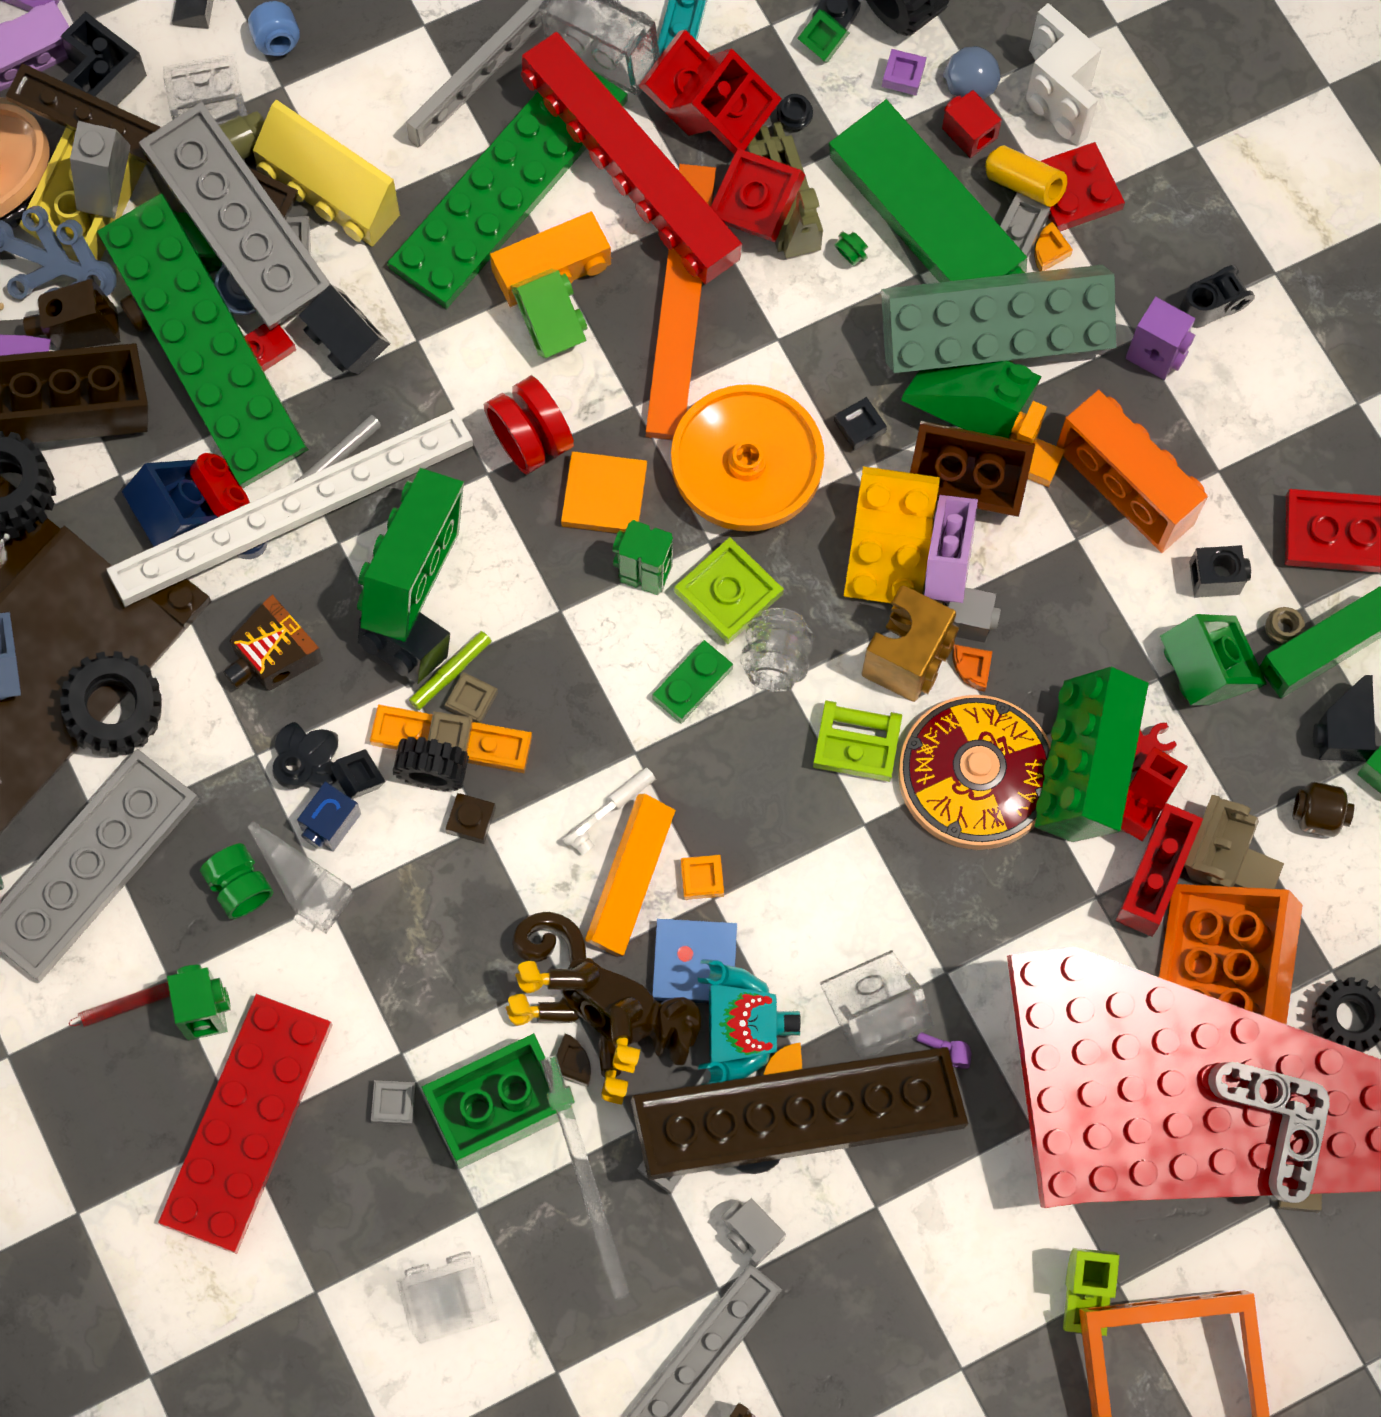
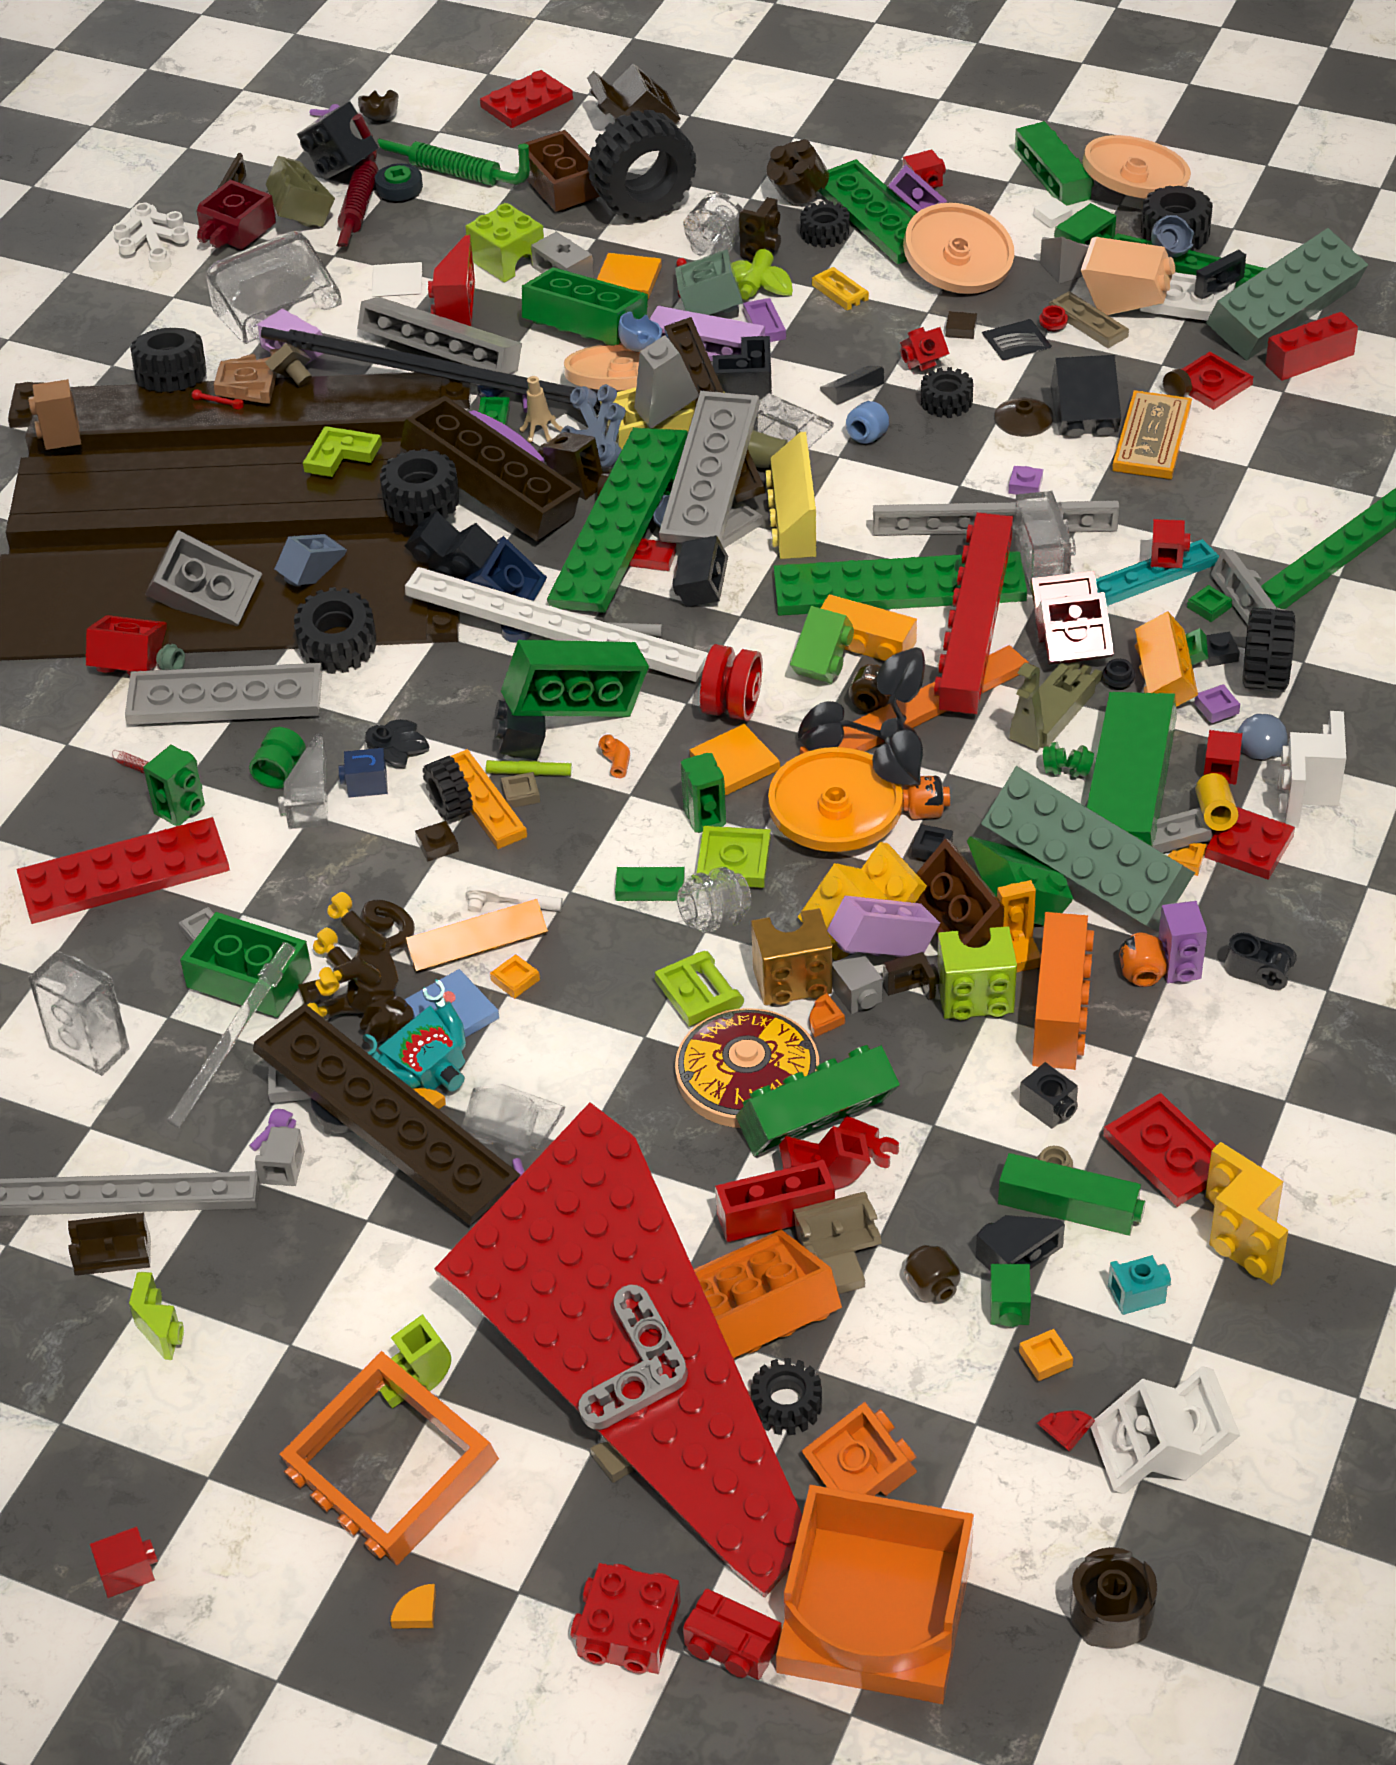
camera: 55 degrees right, 25 degrees down
(109, 522) = (449, 550): none -> black brick
(217, 484) = (536, 584): red plate -> none
(271, 648) = (451, 677): torso -> none
(357, 774) = (407, 767): black plate -> none
(451, 729) = (483, 788): dark tan tile -> none
(506, 583) = (617, 753): none -> orange arm
(633, 316) = (864, 690): none -> dark brown head
(698, 294) = (902, 755): none -> black plant
(705, 1201) = (277, 1118): none -> medium lavender hand
(757, 194) = (1007, 681): red plate -> none
(804, 381) = (927, 799): none -> orange head
(827, 69) = (1165, 658): none -> light orange brick
(874, 231) = (1080, 761): none -> green plate
(1002, 552) = (910, 973): none -> dark brown bracket
(1068, 516) = (979, 978): none -> lime piece
(1137, 378) = (1143, 959): none -> orange head
(1212, 659) = (977, 1134): green slope -> none

